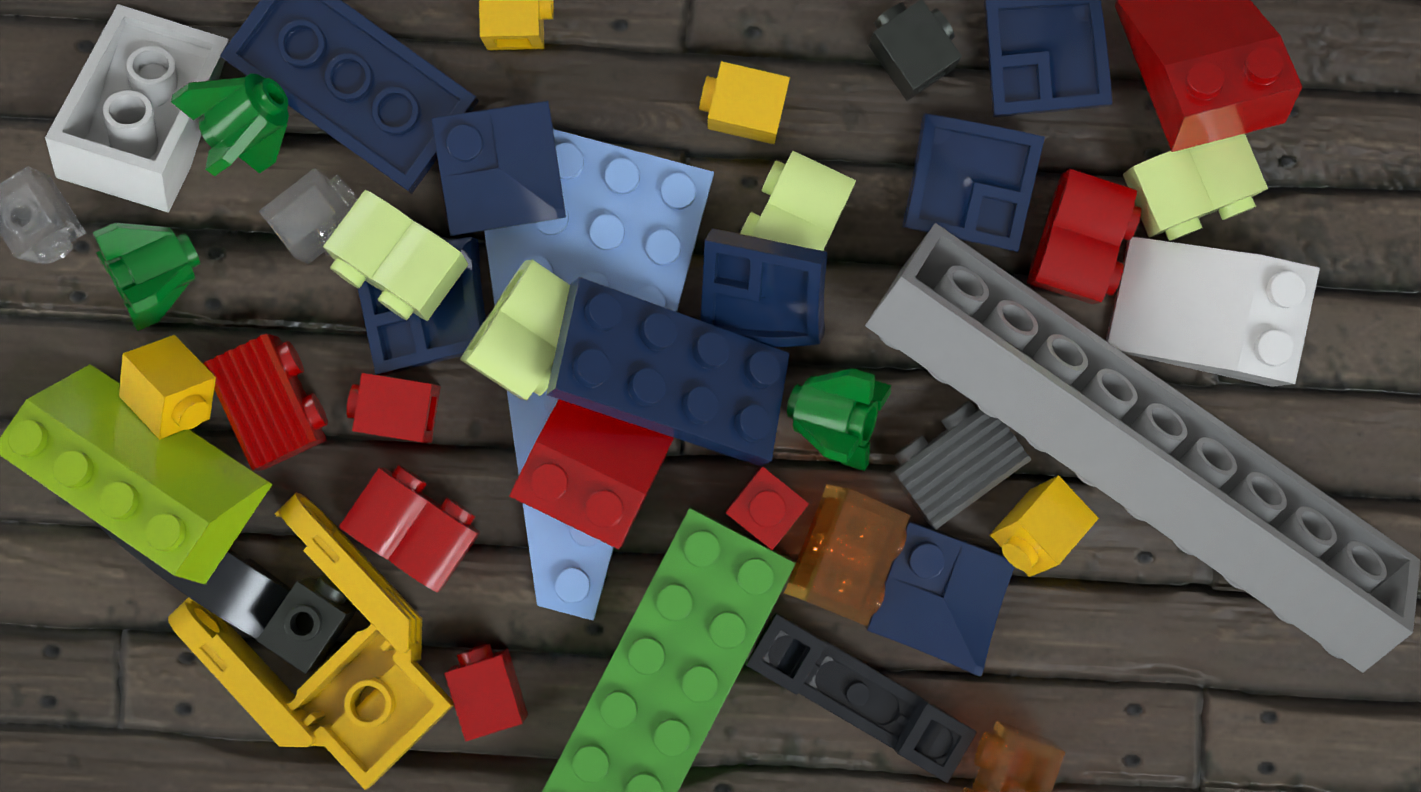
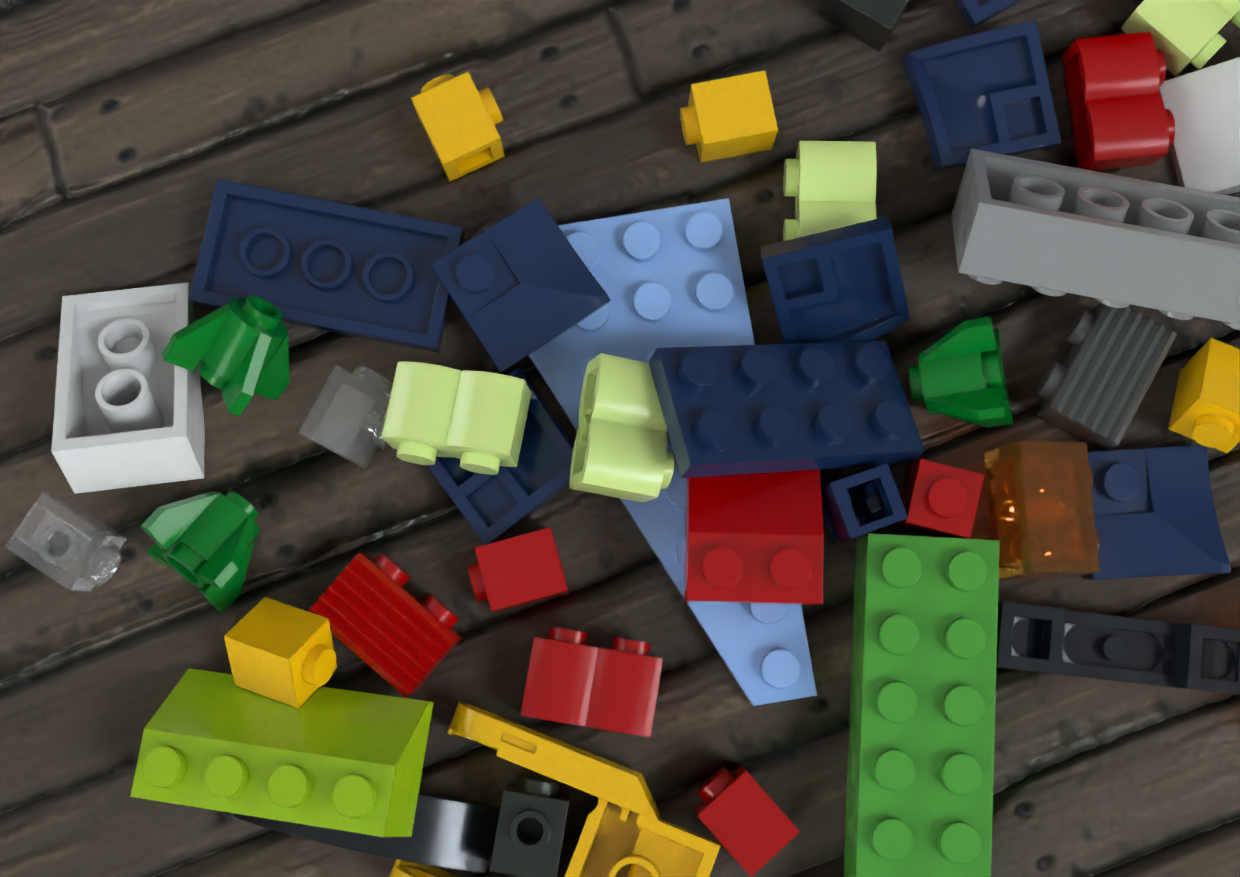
camera: 25 degrees left, 5 degrees down
(697, 481) = (852, 504): none -> dark blue leg

